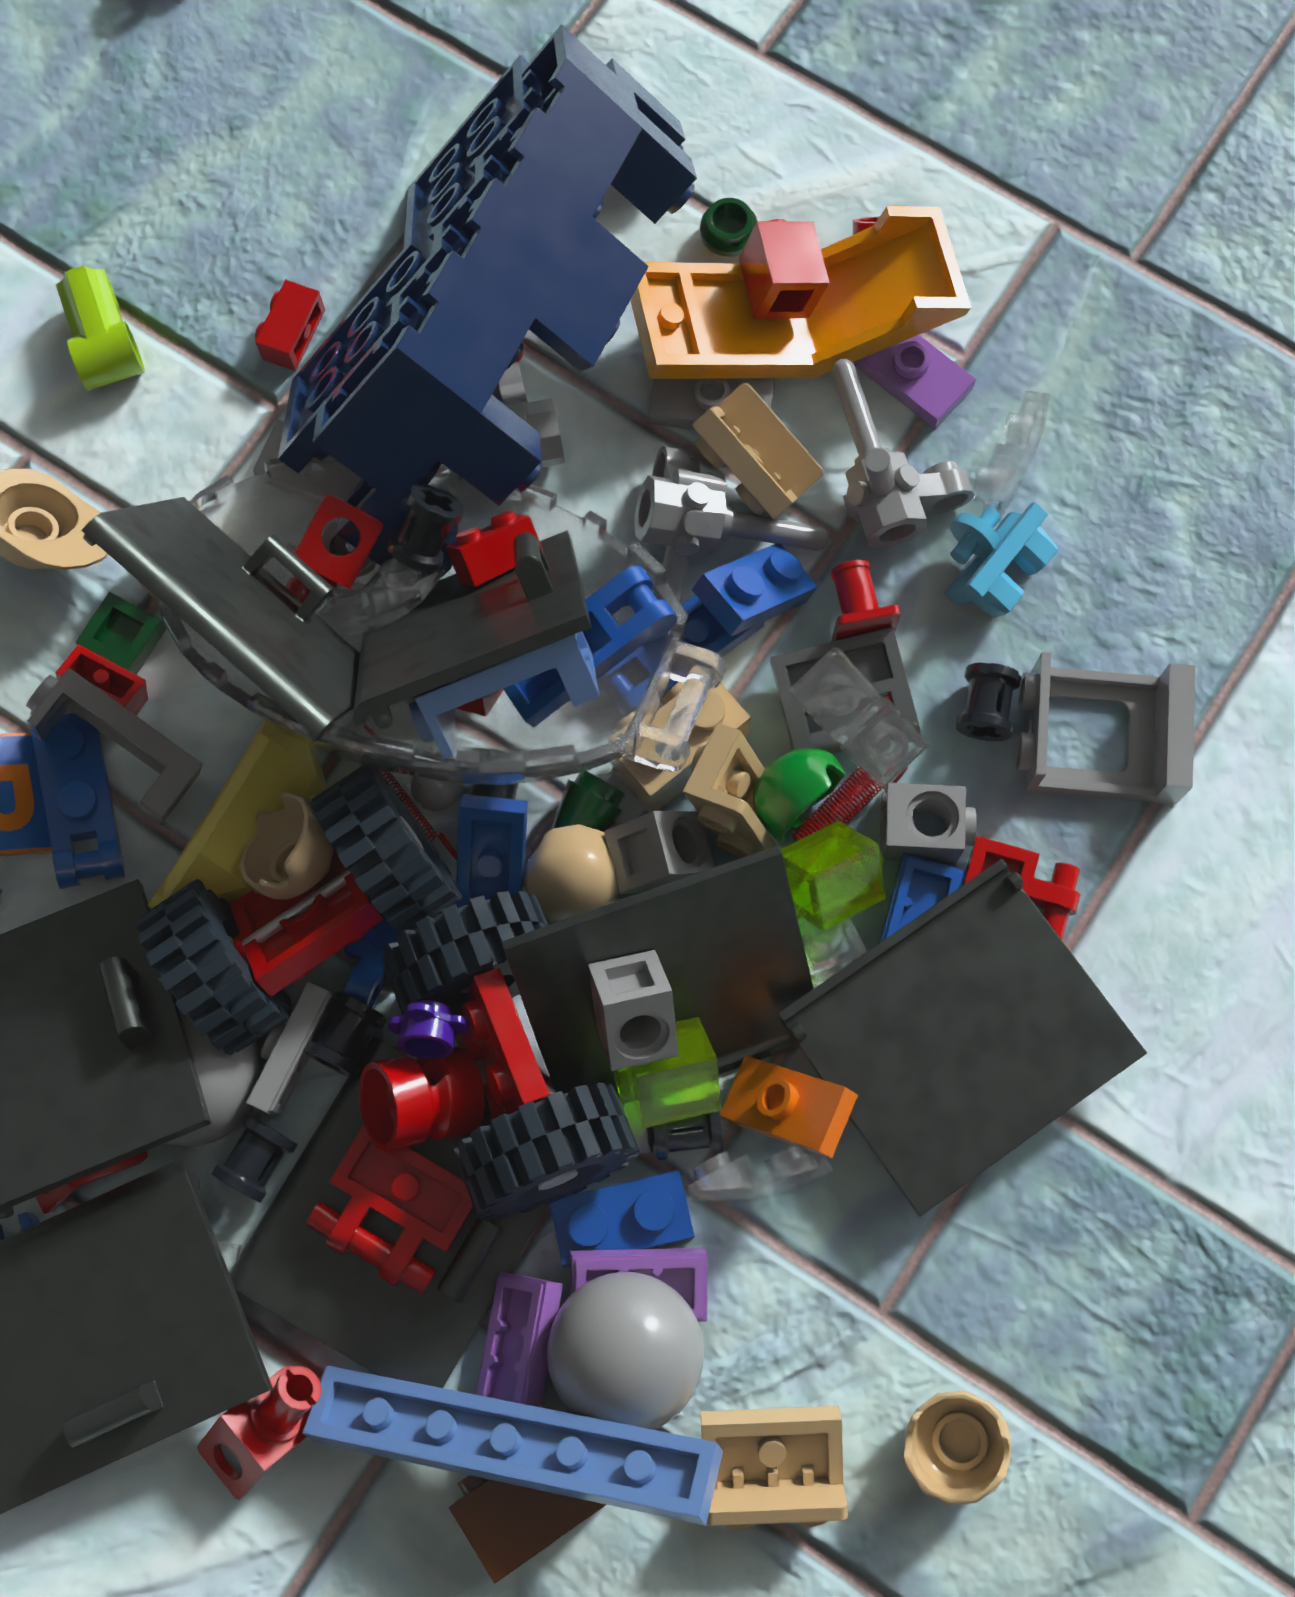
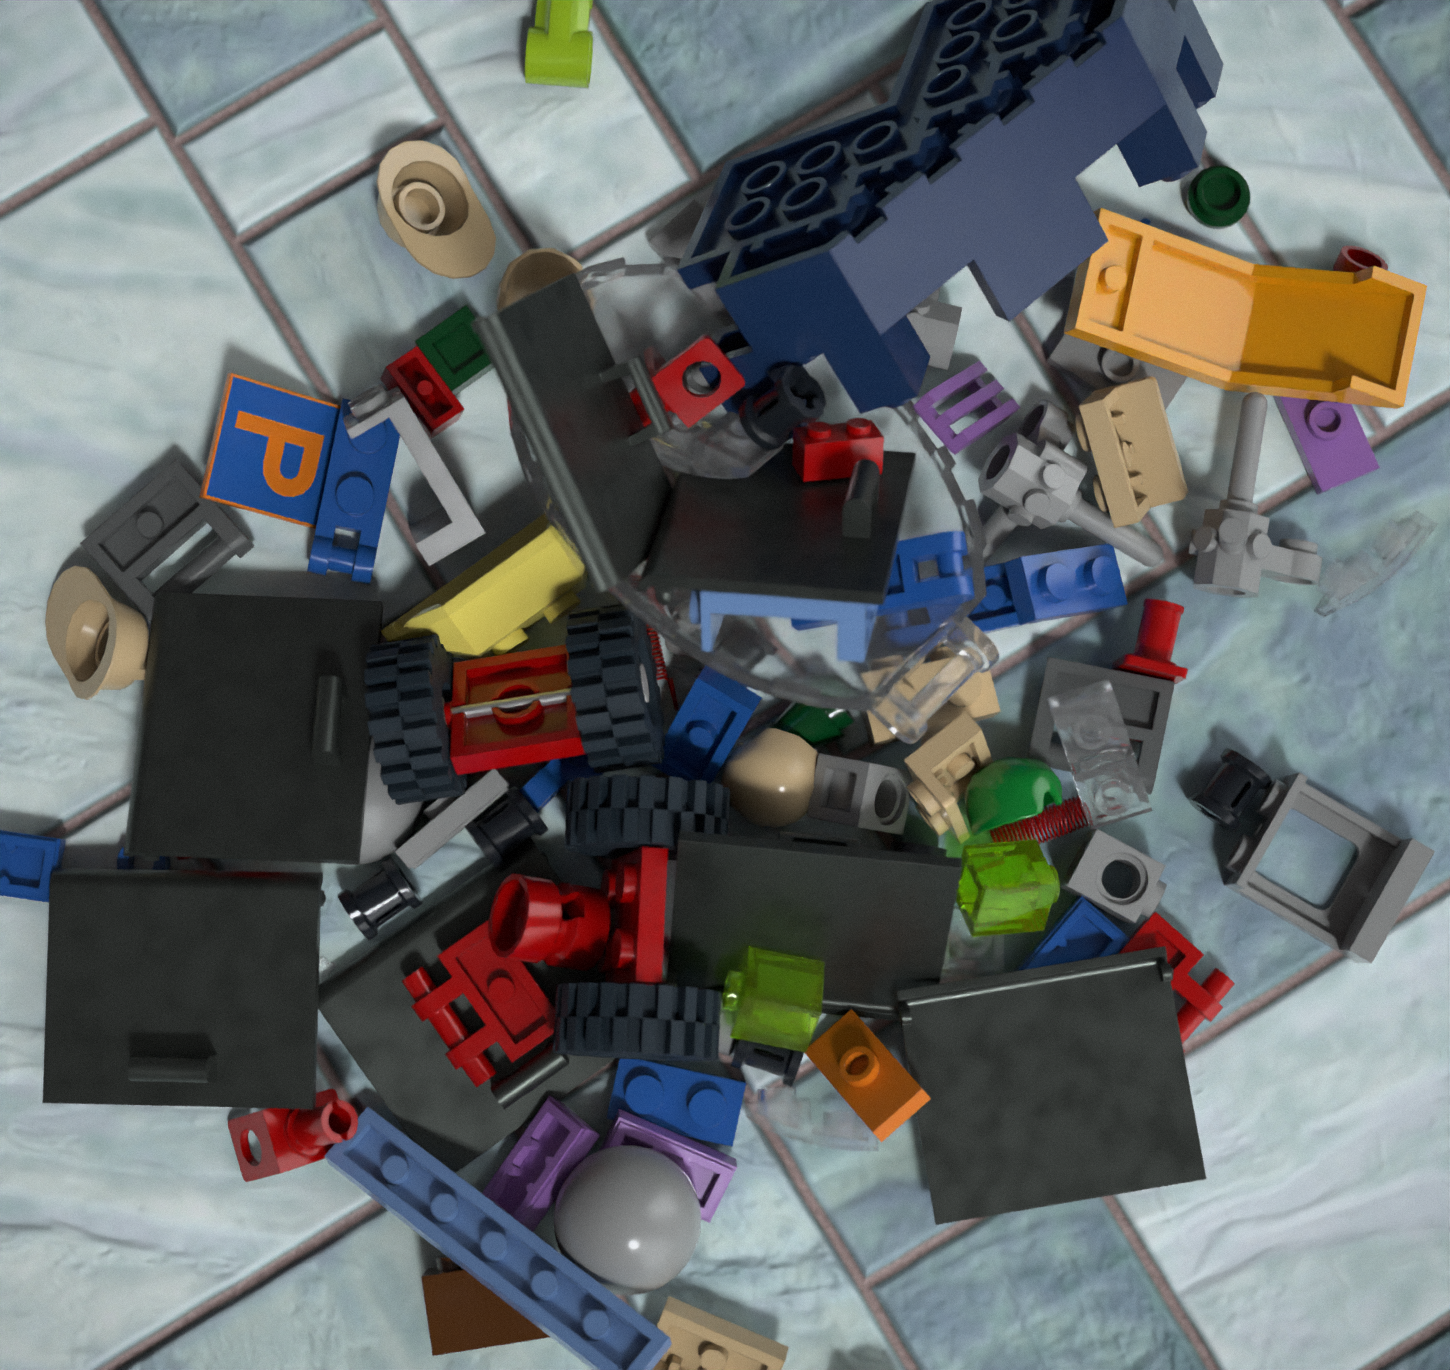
camera: 20 degrees right, 10 degrees up
(287, 851) = (525, 647): tan hair -> none
(289, 325) = (747, 103): red piece -> none
(427, 1029) = (581, 871): dark purple plate -> none
(581, 475) = (982, 395): none -> medium lavender tile
(633, 1010) = (768, 938): light grey brick -> none
(783, 269) = (1244, 279): brick -> none
(1015, 539) = (1304, 646): medium azure hips -> none

